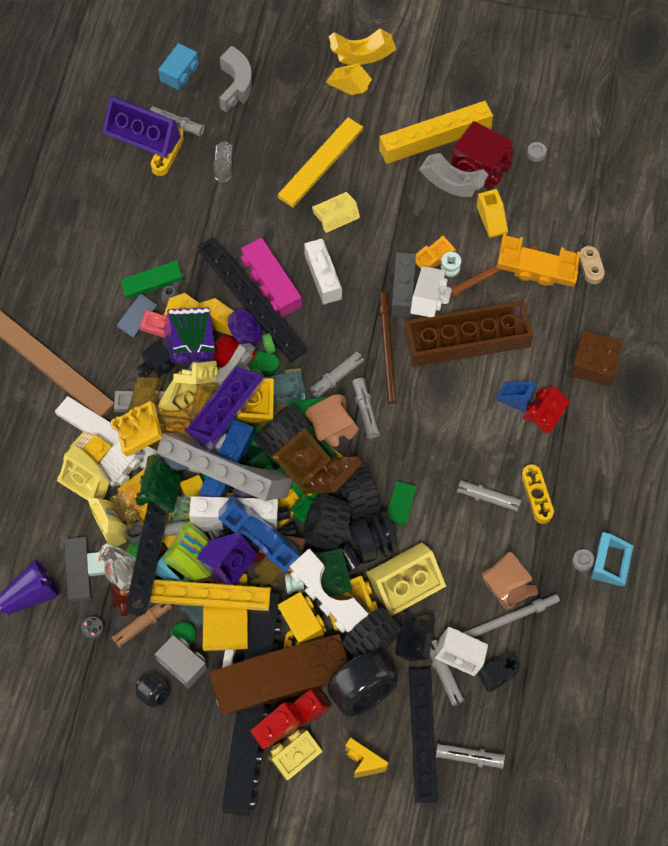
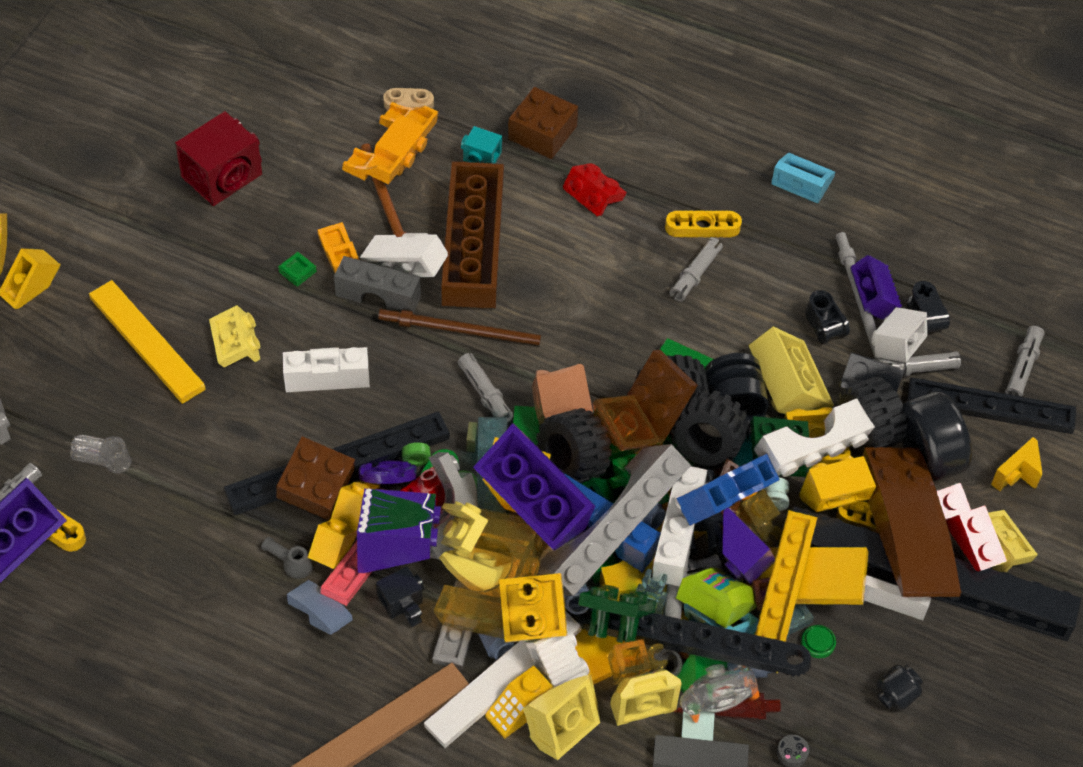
camera: 80 degrees left, 10 degrees down
(140, 623) = (805, 698): medium nougat pin -> none
(152, 279) = (266, 578): green tile -> none
(181, 661) = (865, 642): light grey brick -> none
(226, 283) = (315, 478): none -> reddish brown brick
(271, 277) = (326, 425): dark pink brick -> none
(363, 400) = (529, 366): light grey pin -> none
(409, 234) = (297, 269): none -> green tile
(433, 132) = (157, 203): yellow brick -> none
(451, 179) = (239, 201): light grey arch -> none
(451, 269) = (355, 229): light aqua wheel -> none
(464, 599) = (828, 319): none -> black piece
(492, 213) = (305, 171): yellow slope -> none
(506, 628) = (875, 287): none -> dark purple brick
(509, 581) = (820, 266): nougat piece -> none
(517, 394) = (569, 207): blue slope -> none
(536, 151) = (226, 106): light grey tile -> none
(553, 321) = (481, 146): none -> teal brick
(583, 560) = (796, 203): light grey tile -> none

